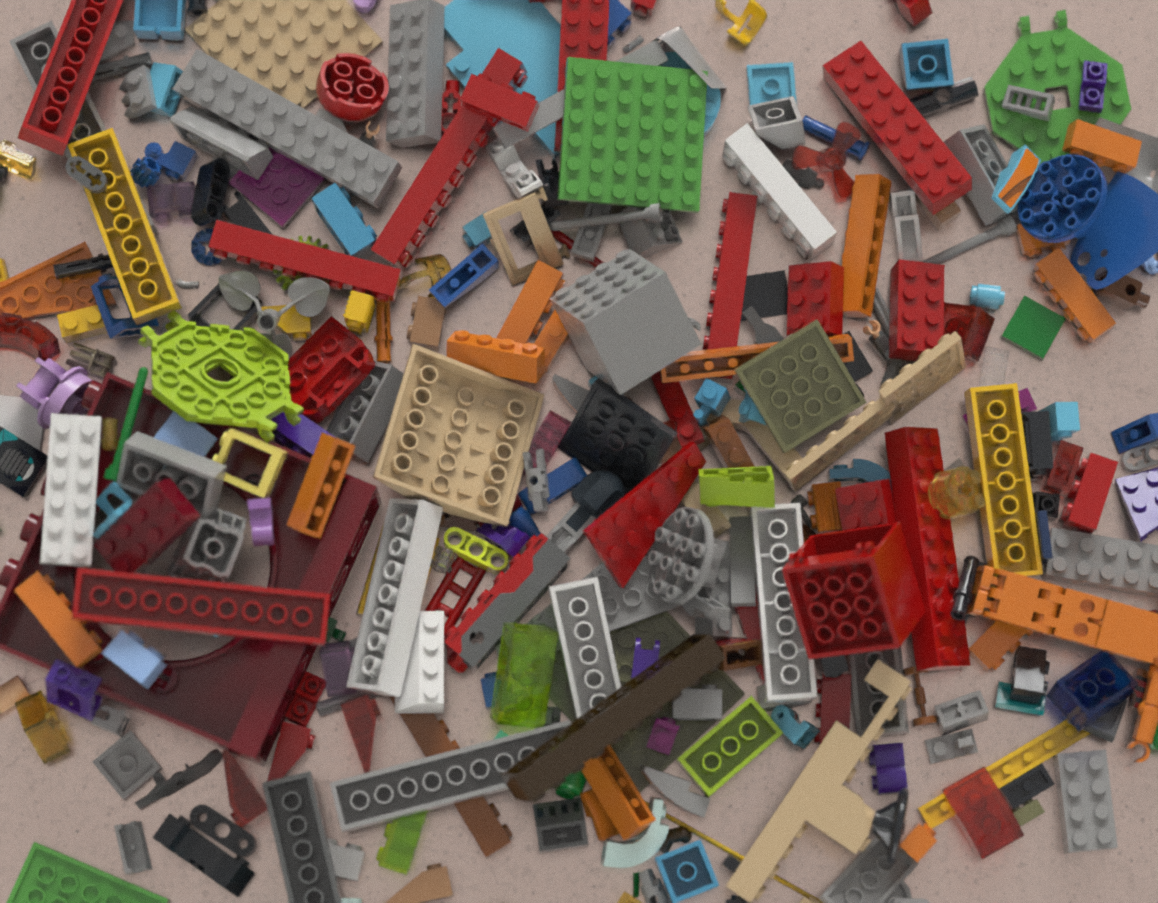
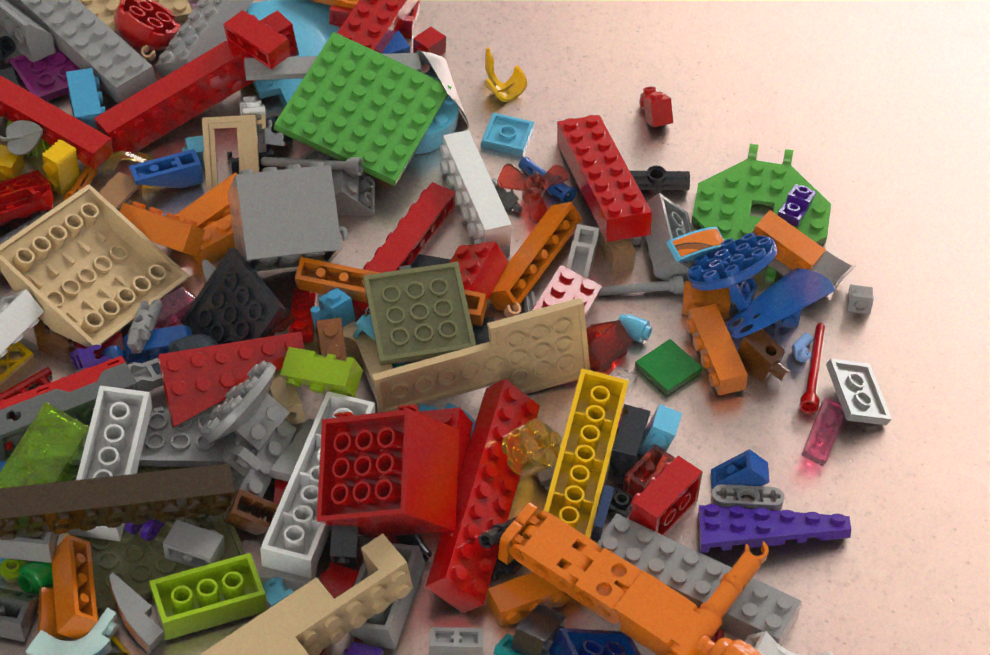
camera: 20 degrees right, 30 degrees down
(443, 560) = (25, 365): clear wheel -> none
(468, 541) = (53, 358): neon yellow beam -> none
(663, 735) = (148, 563): magenta bracket -> none
(778, 122) = (500, 148): light grey slope -> none
(920, 698) = (416, 641): dark orange wheel -> none
(926, 64) = (651, 145): dark azure slope -> none
(1030, 94) = (744, 208): light grey slope -> none

